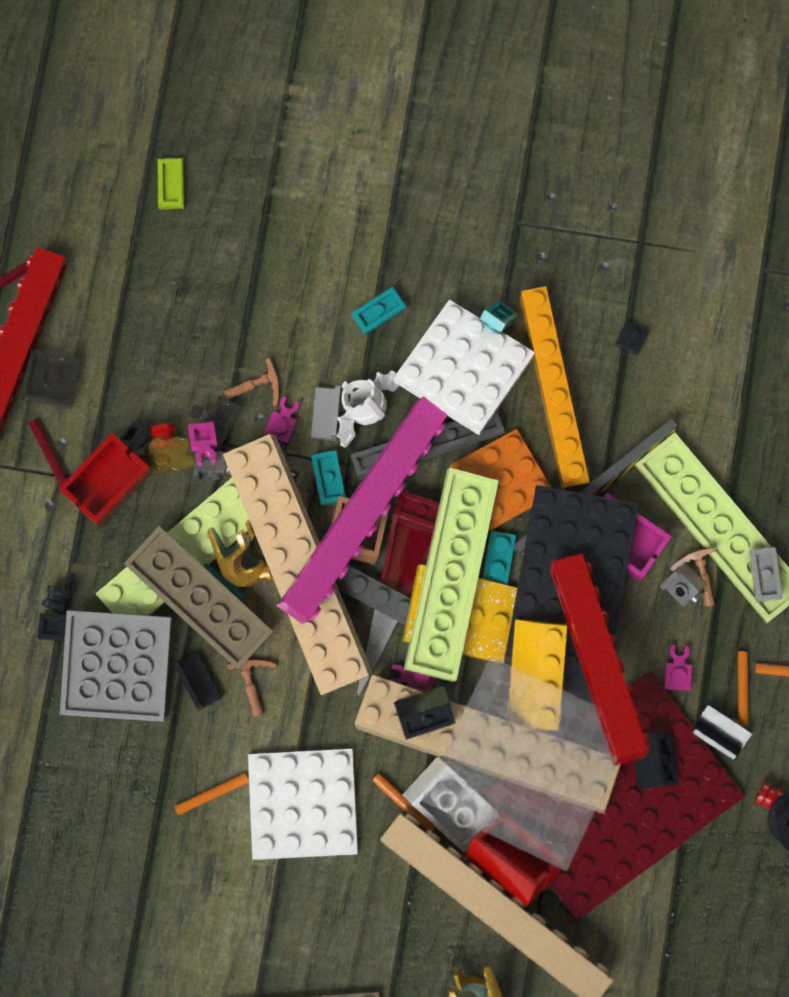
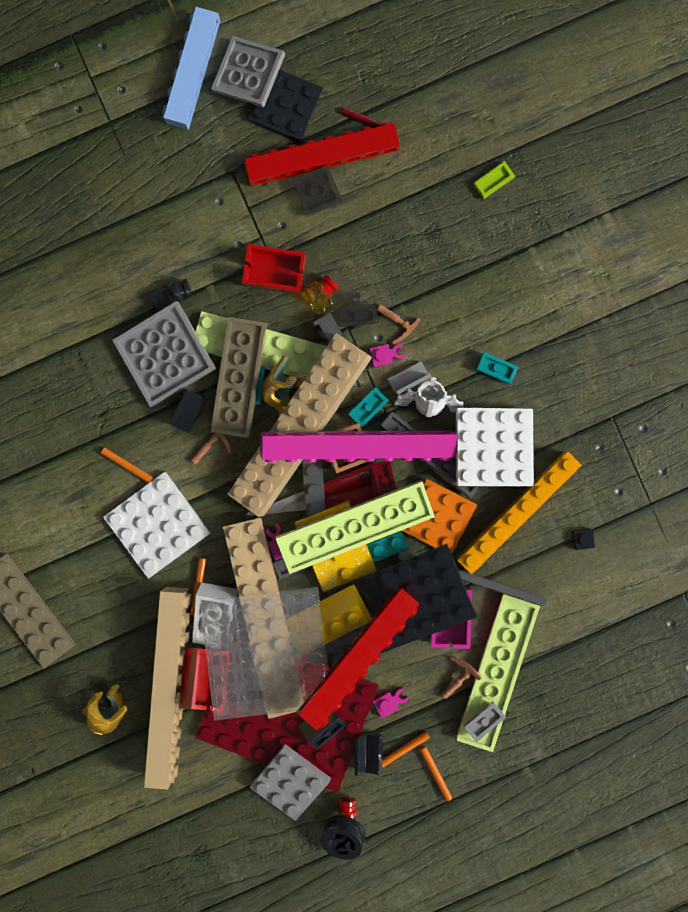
camera: 55 degrees right, 10 degrees up
(48, 451) = (270, 221): dark red bar -> none
(135, 436) = (314, 268): black plate -> none
(203, 440) = (338, 314): dark pink plate -> none
(424, 712) = (256, 567): black panel -> none
(498, 316) = (542, 447): teal plate -> none
(684, 585) = (445, 674): flat silver brick -> none
(697, 842) = (290, 782): none -> light grey plate

